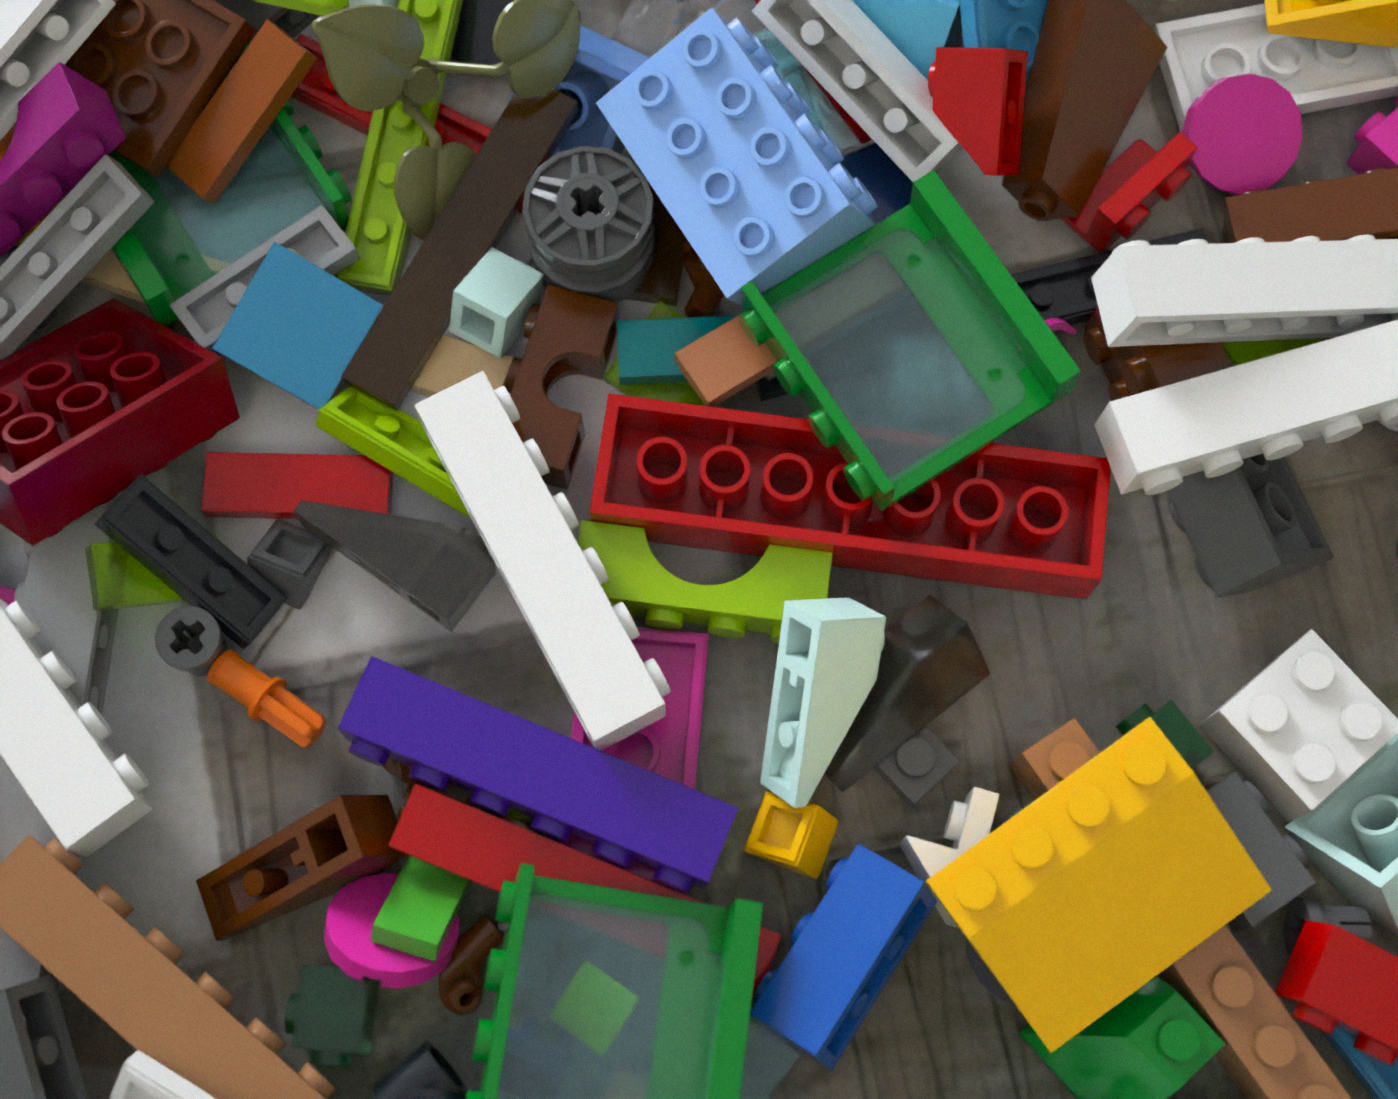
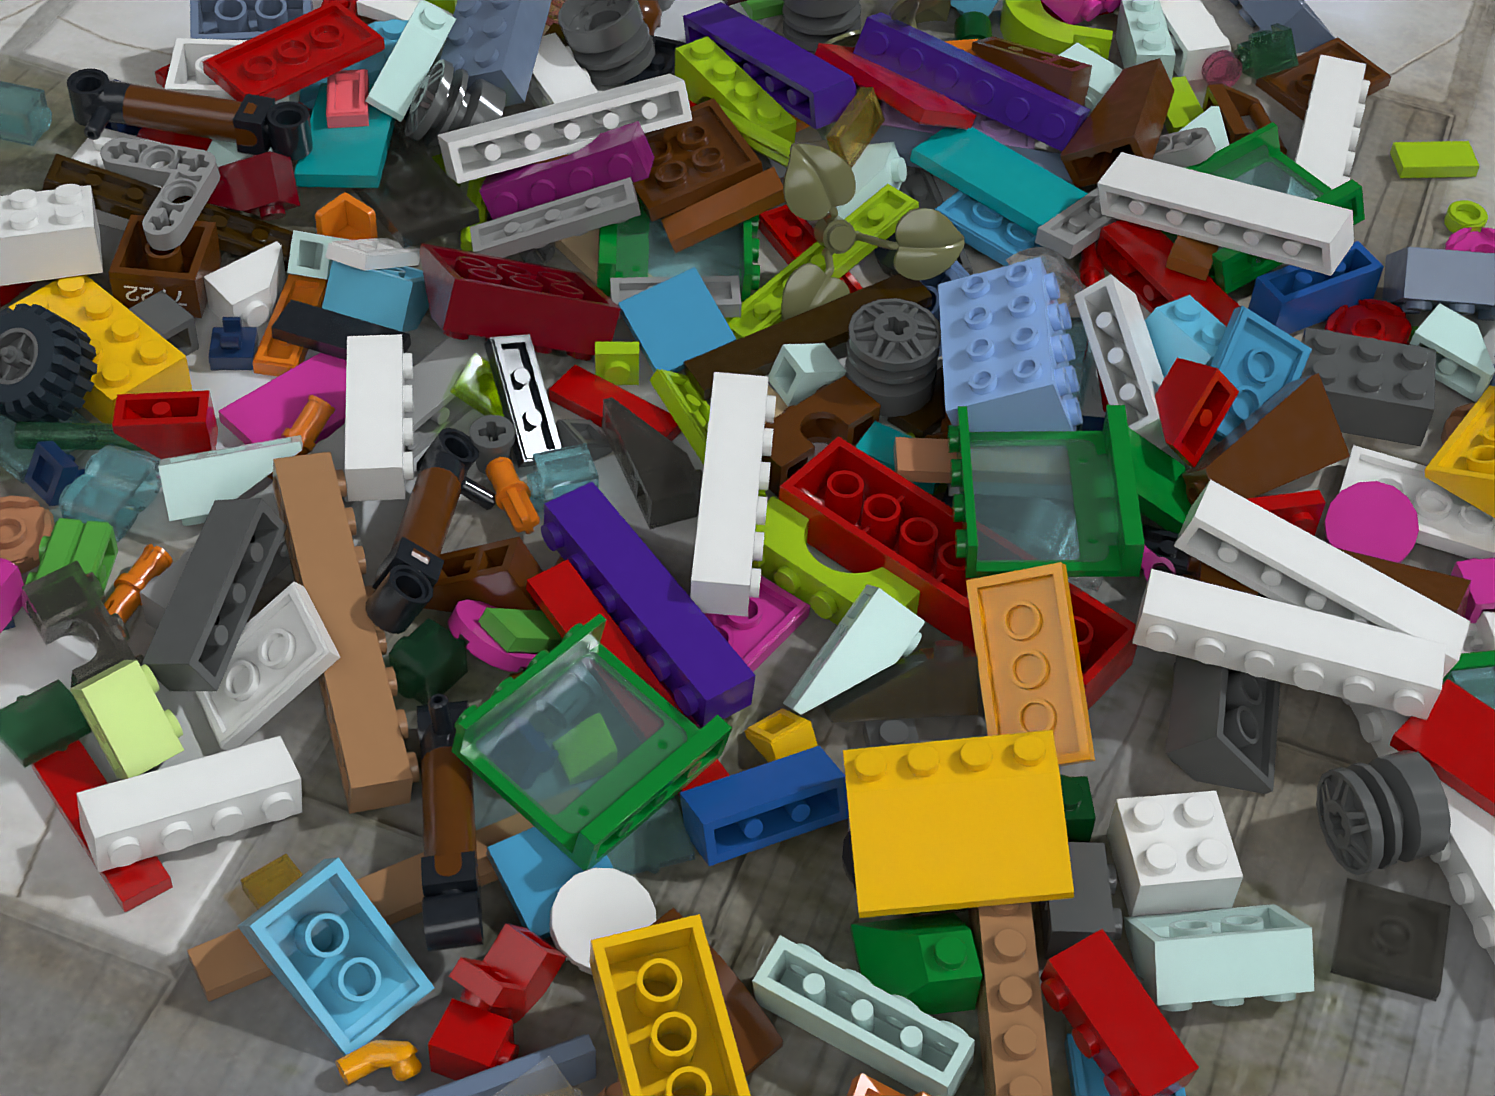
camera: 30 degrees right, 25 degrees down
(243, 927) = (413, 565): none -> black piece
(259, 422) = (617, 362): none -> lime plate
(313, 640) = (561, 472): none -> clear light blue brick
(997, 217) = (1159, 484): none -> green tile
(1031, 599) = (1031, 658): none -> light orange plate

